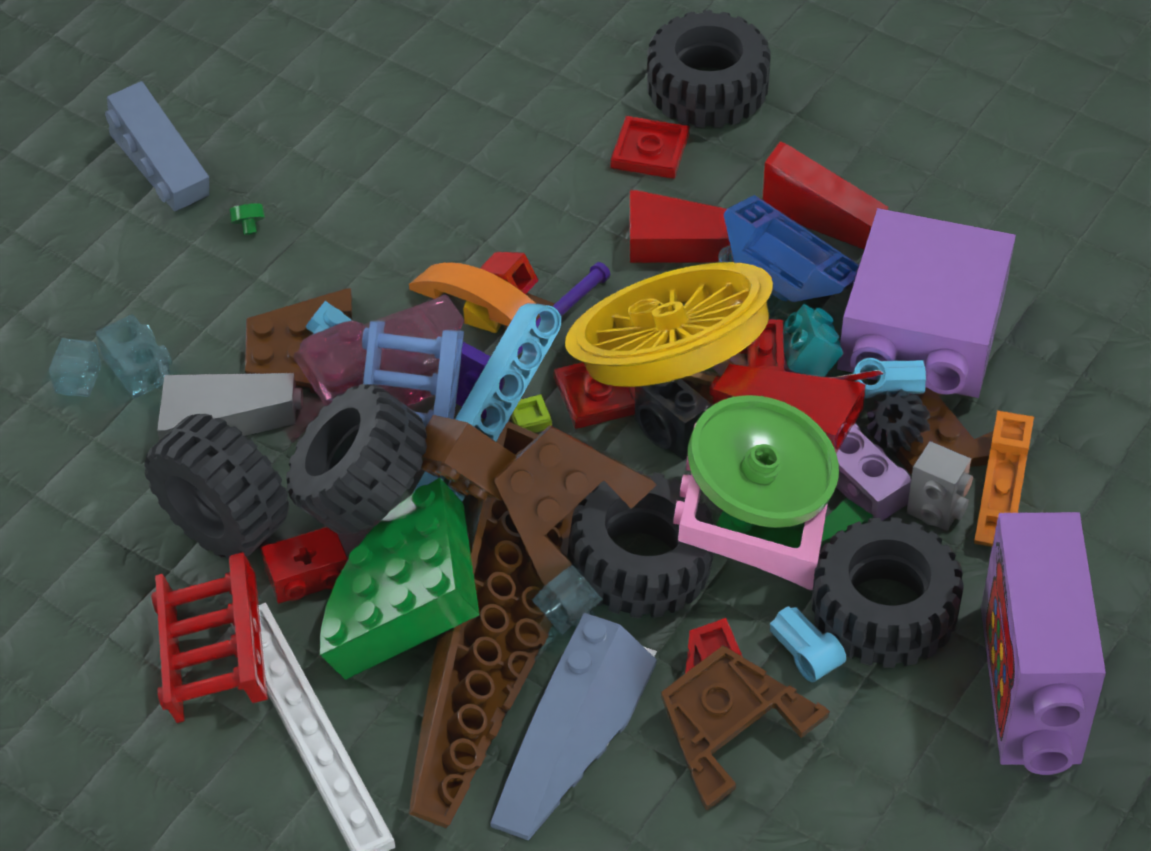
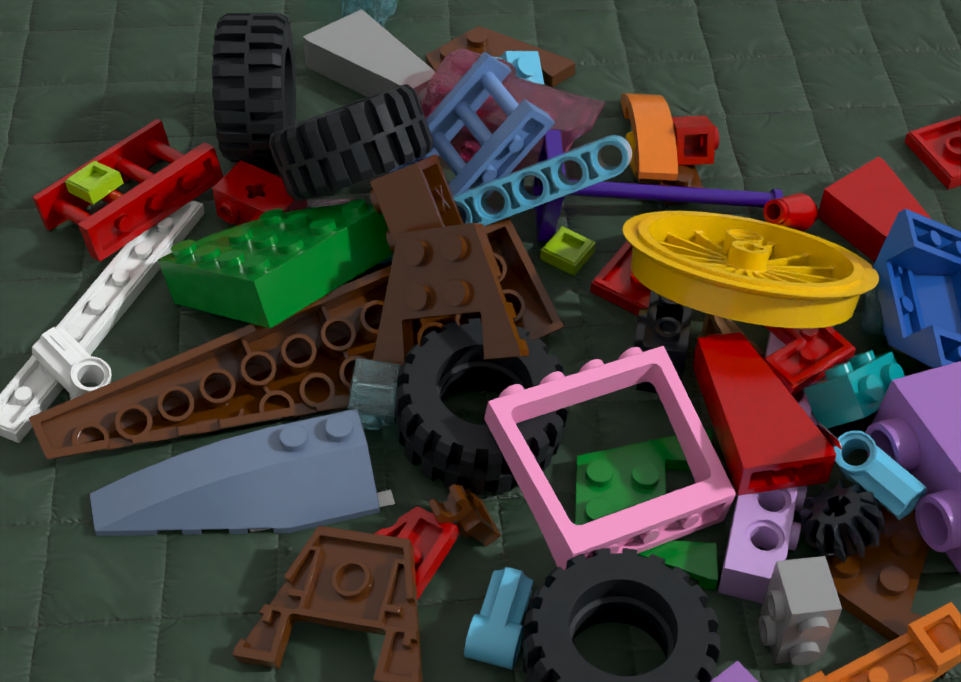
camera: 50 degrees right, 0 degrees up
(189, 653) = (94, 182): none -> lime tile
(386, 766) = (70, 362): none -> white piece
(628, 263) = (793, 211): none -> red cone
(715, 608) = (467, 513): none -> reddish brown plate
(763, 461) = (642, 426): bright green dish -> none

